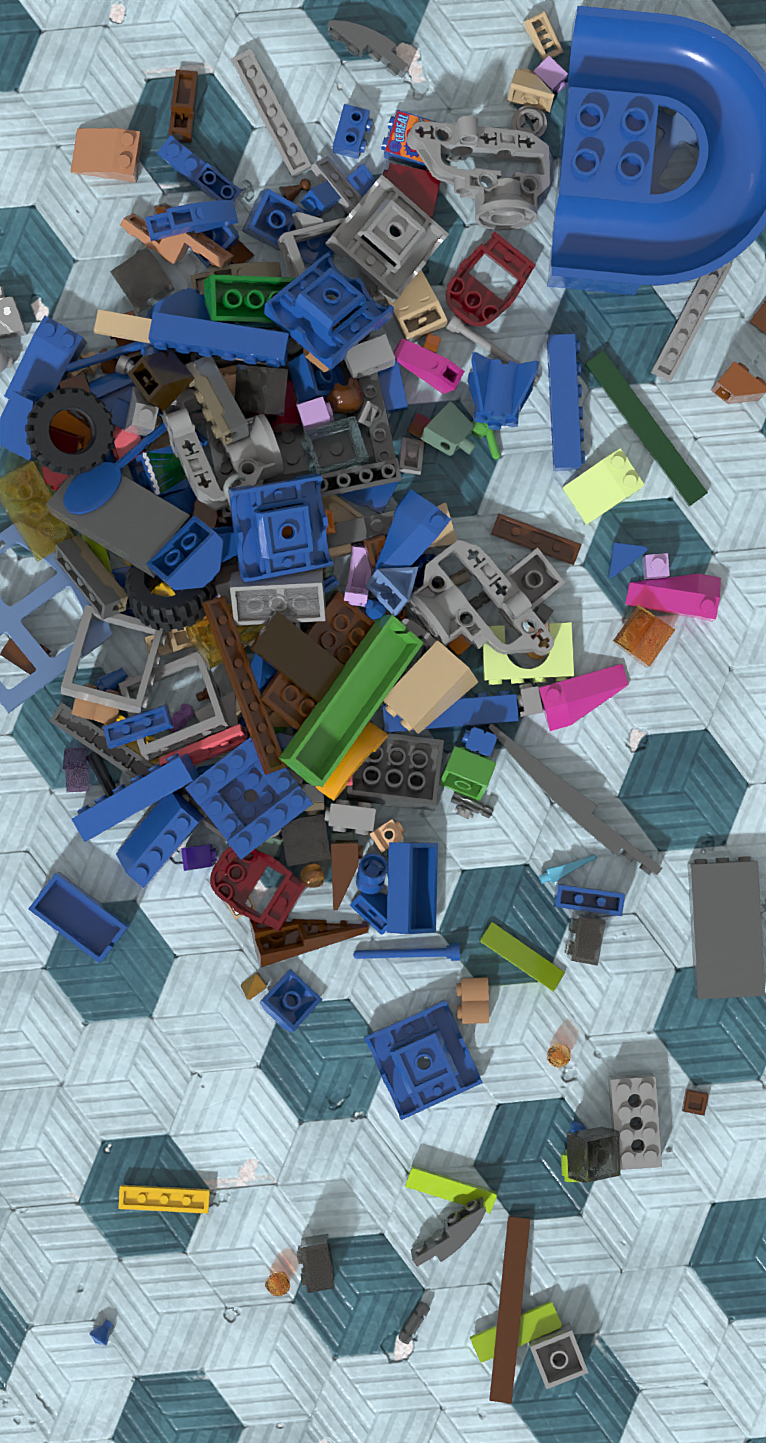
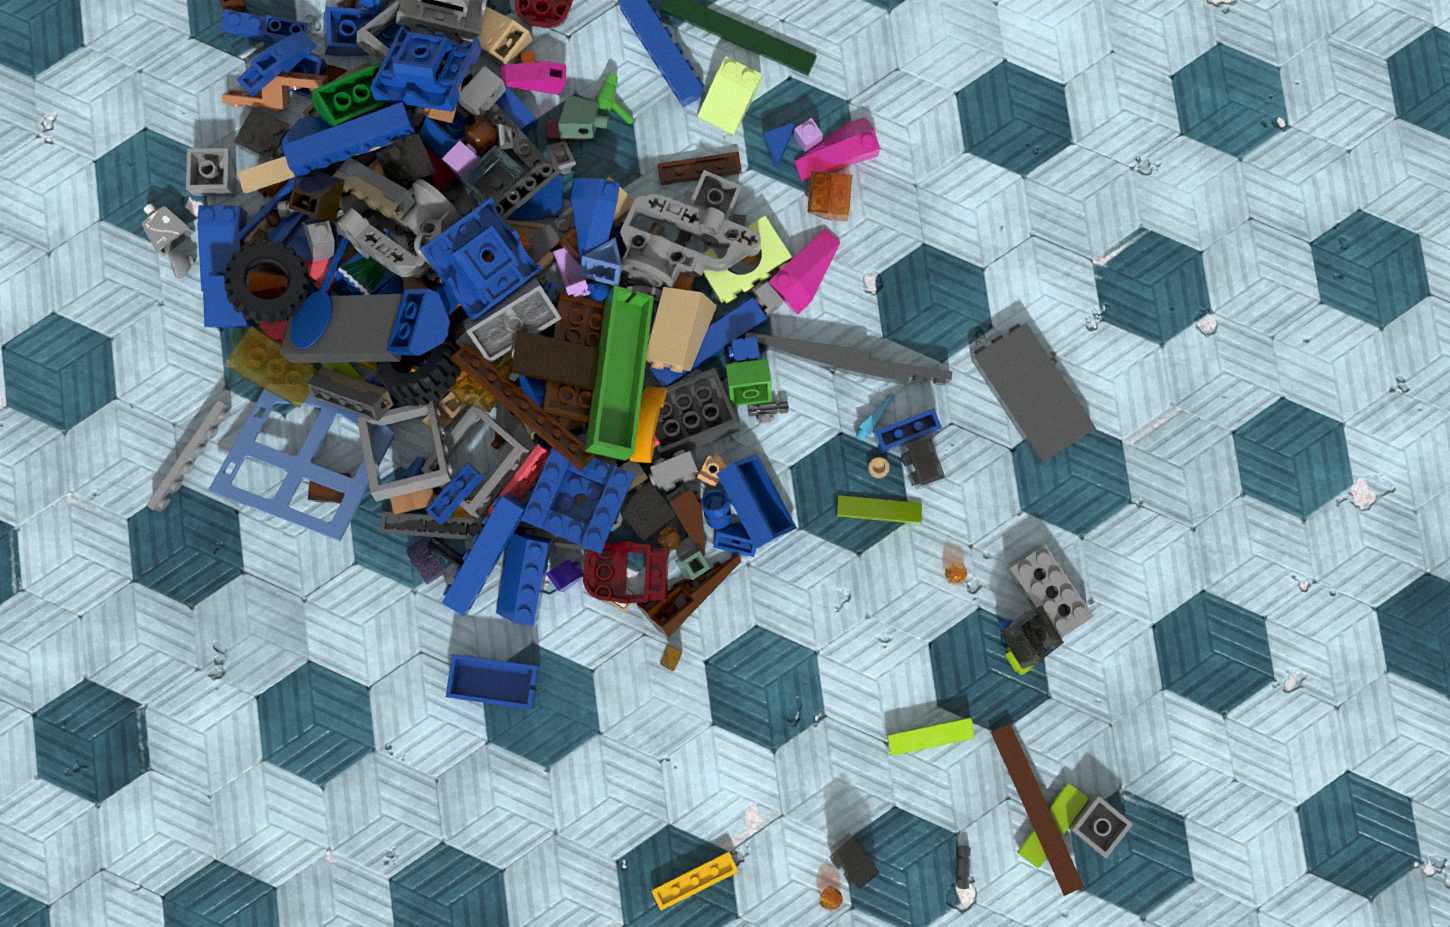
camera: 20 degrees left, 5 degrees down
(72, 287) = (210, 172): none -> light grey slope
(107, 153) = (183, 53): nougat slope -> none
(181, 717) = (488, 469): medium lavender piece -> none
(270, 846) = (620, 534): sand green tile -> none
(290, 1001) = (708, 653): blue slope -> none
(304, 220) = (367, 15): light grey slope -> none
(320, 912) = (692, 564): none -> sand green brick
(450, 1065) = (843, 665): blue piece -> none
(451, 952) = (818, 538): blue piece -> none
(458, 326) = (541, 34): light grey piece -> none
(458, 1229) = (956, 765): dark grey slope -> none
(474, 1000) = (860, 567): medium nougat brick -> none
(500, 390) = (602, 61): blue brick -> none
(543, 916) = (878, 467): none -> tan tile
(695, 1102) = (1089, 549): reddish brown tile -> none

